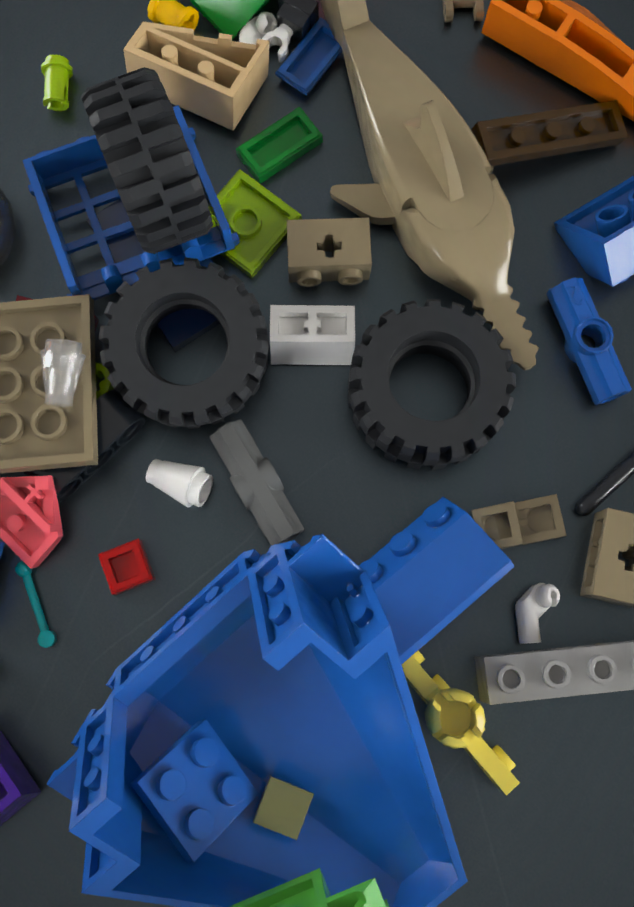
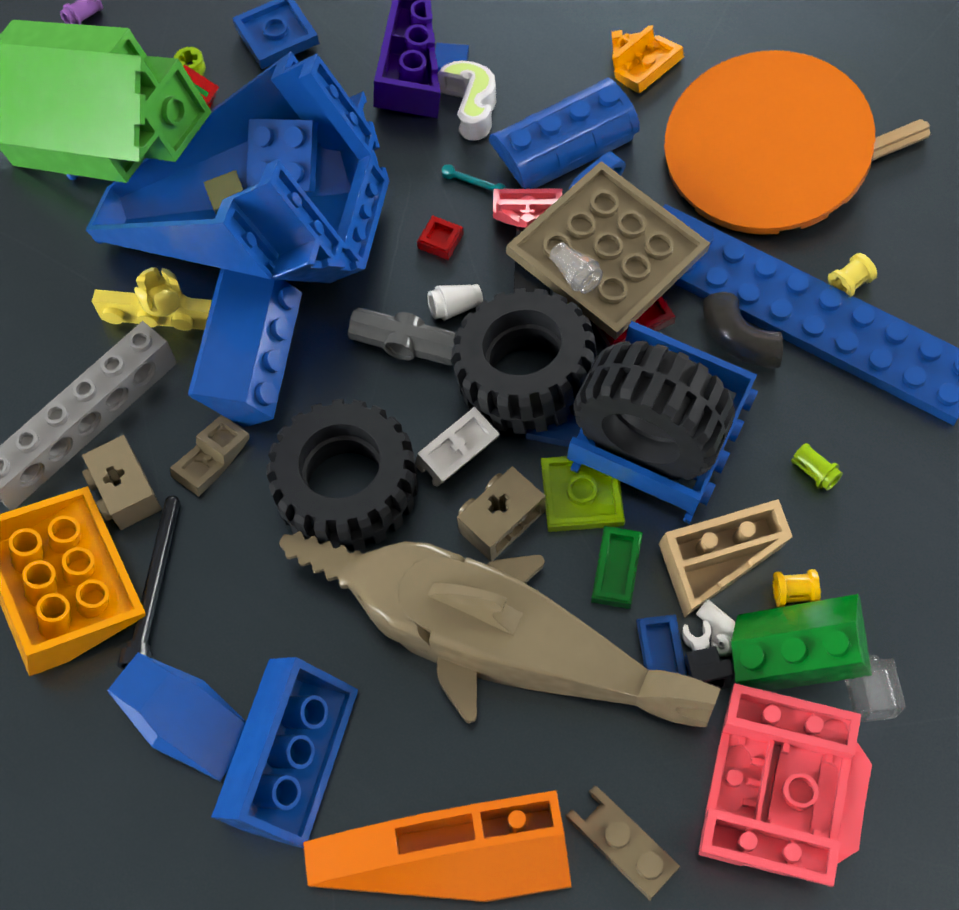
camera: 145 degrees right, 15 degrees down
(531, 608) = (161, 411): white arm -> none
(550, 132) = (416, 740): dark brown plate -> none
(579, 317) = (276, 619): blue piece -> none

